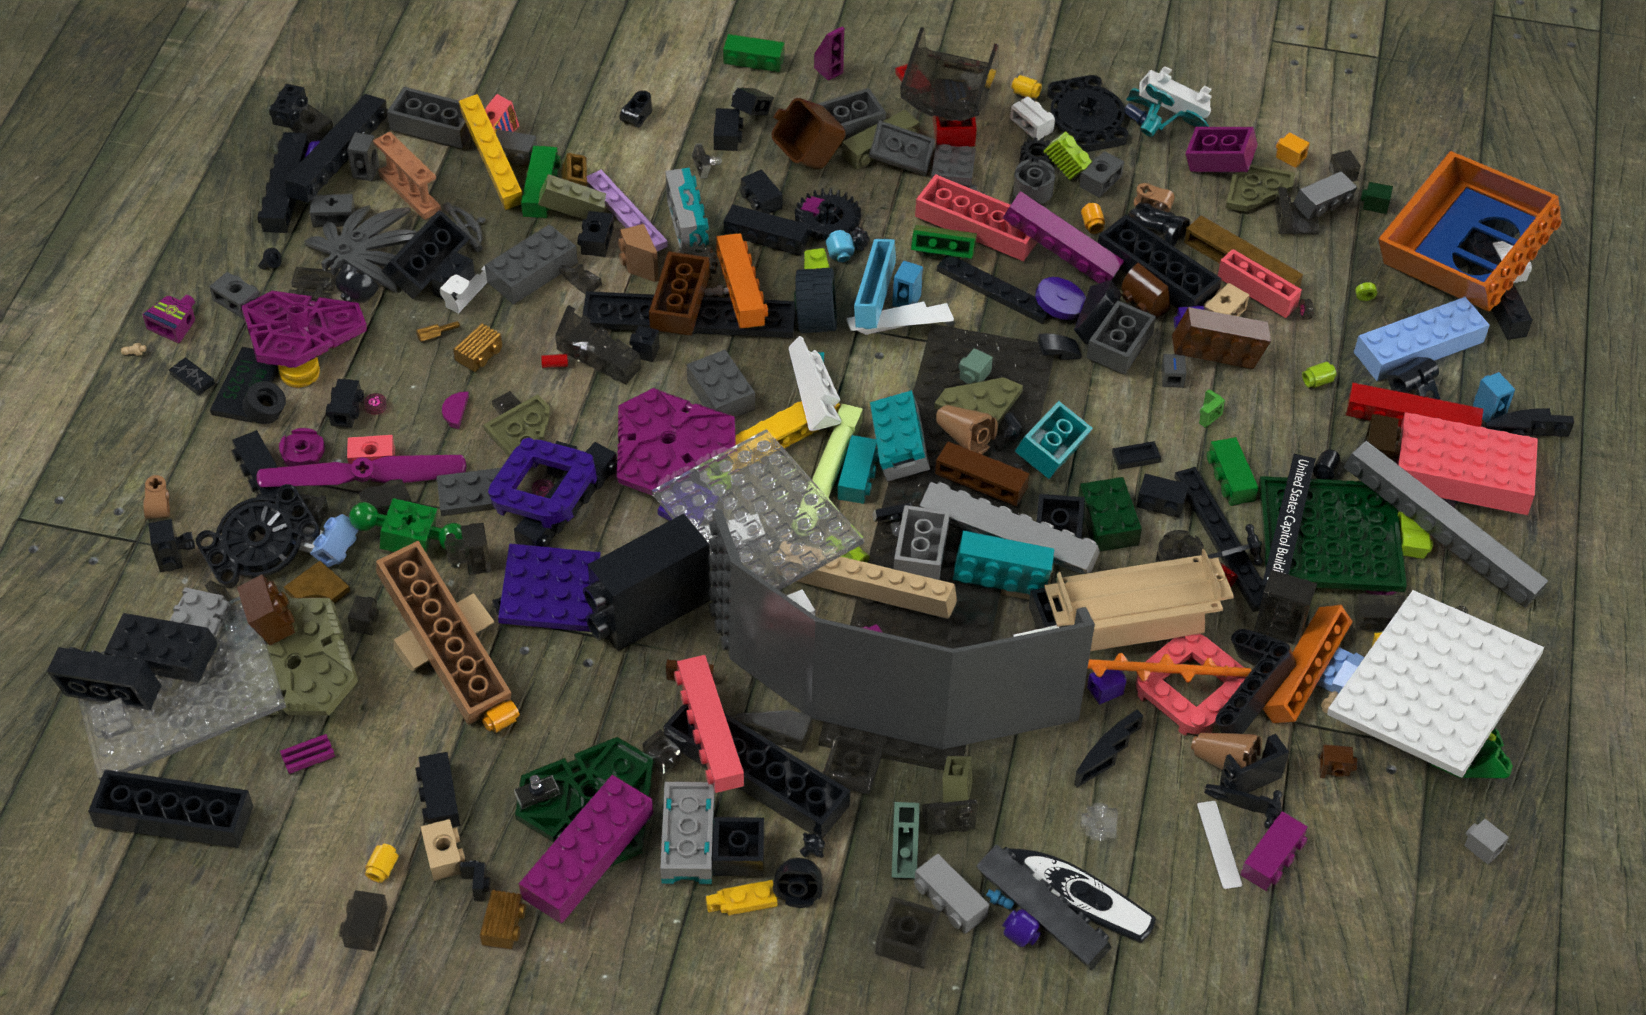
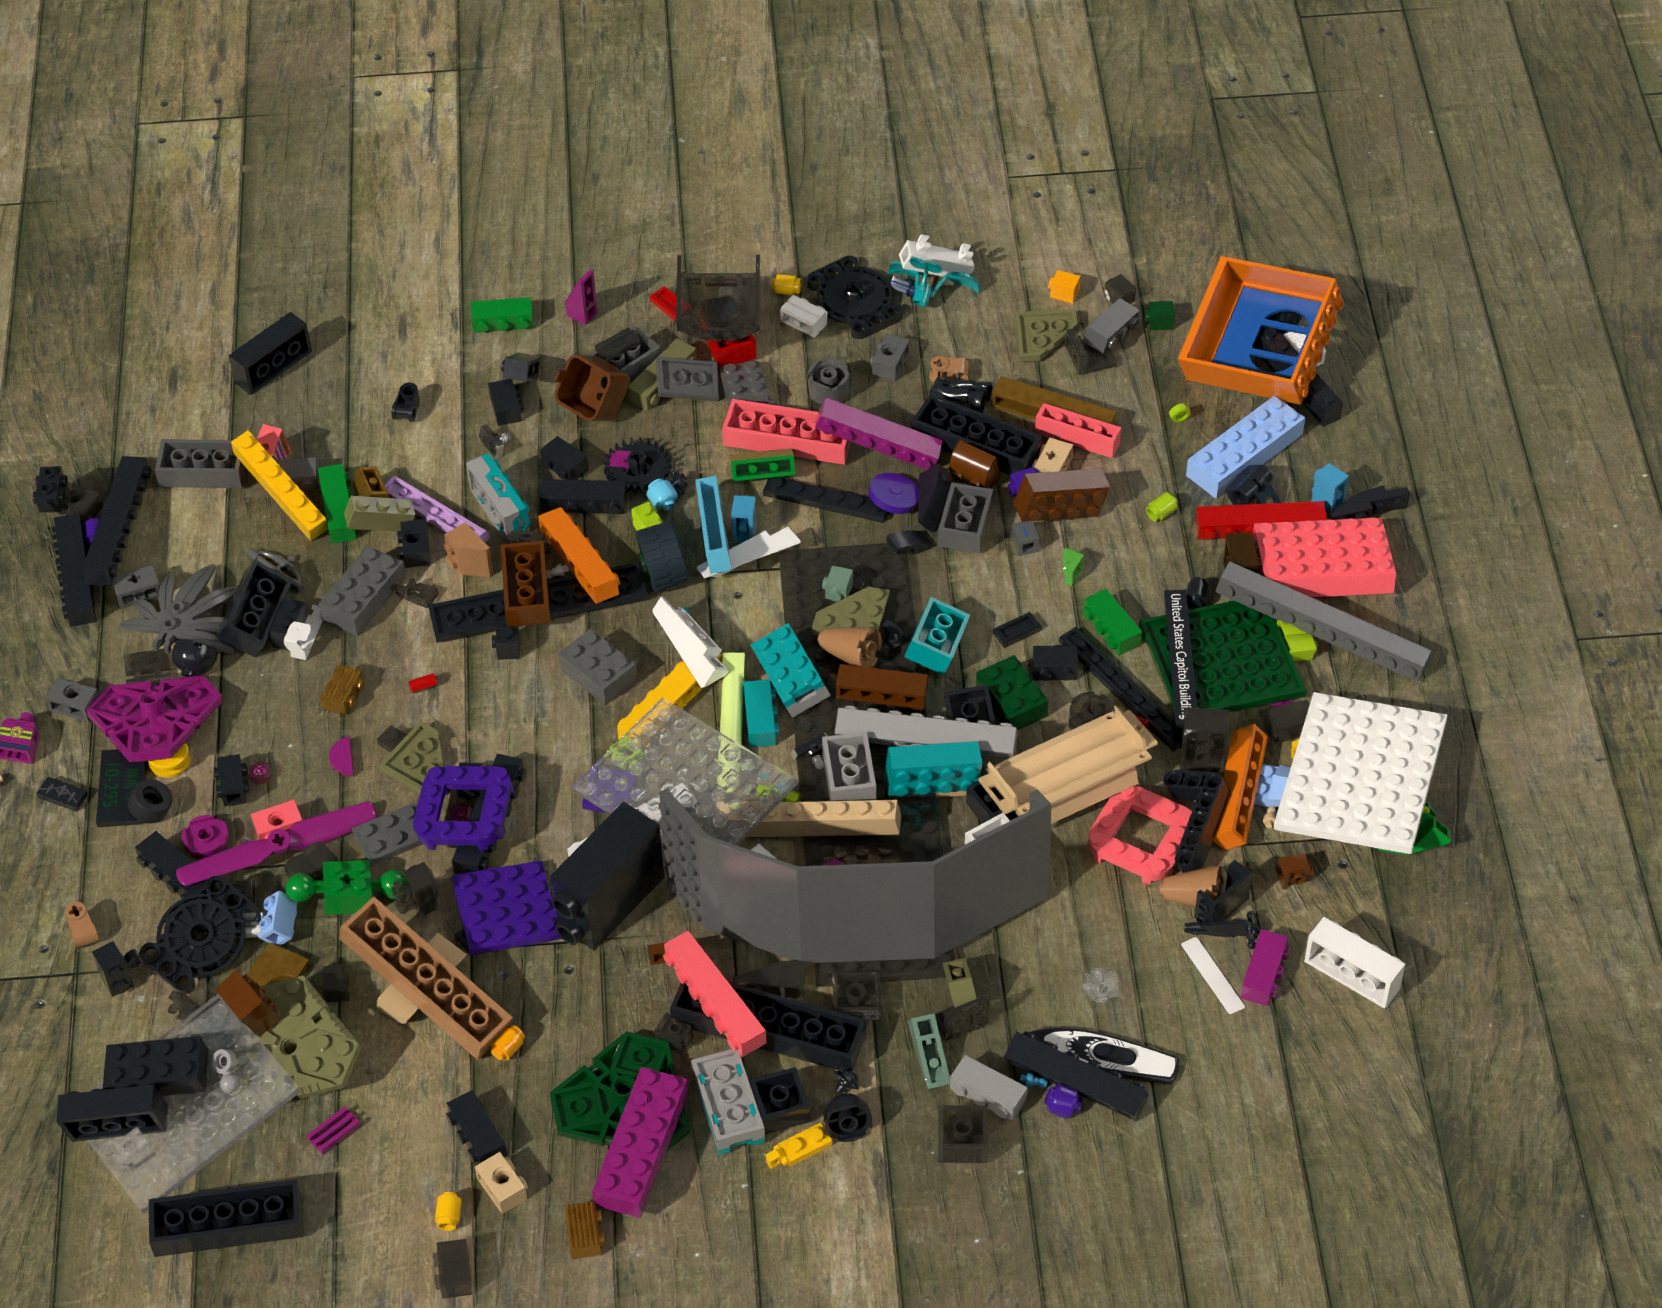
camera: 15 degrees left, 0 degrees up
(201, 609) = (179, 1020): light grey plate -> none
(223, 660) = (224, 1062): none -> light grey plate
(271, 259) = (93, 653): black plate -> none
(363, 157) = (148, 523): dark grey brick -> none
(407, 175) = (202, 542): nougat fence -> none
(434, 330) = (290, 684): pearl gold axle -> none
(478, 872) = (543, 1192): black bracket -> none
(531, 36) = (270, 353): none -> black brick
(536, 791) = (571, 1103): clear smoke piece -> none
(596, 347) = (460, 659): clear smoke wedge -> none
(661, 436) = (562, 734): magenta plate -> none
(846, 101) = (617, 344): none -> clear smoke tile
(1035, 147) = (819, 344): black tyre -> none
(1068, 155) = (853, 346): lime brick -> none
(1093, 218) = (897, 404): light orange brick -> none
(1105, 751) = (1084, 917): black slope -> none
(1108, 686) = (1064, 855): dark purple brick -> none
(1165, 666) = (1115, 823): orange plant -> none
(1221, 149) = (999, 303): magenta brick -> none
(1253, 545) = (1154, 688): black piece -> none
(1305, 309) = (1128, 444): clear smoke tile -> none
(1369, 872) = (1354, 962): none -> white brick
(1485, 841) = (1446, 905): light grey brick -> none

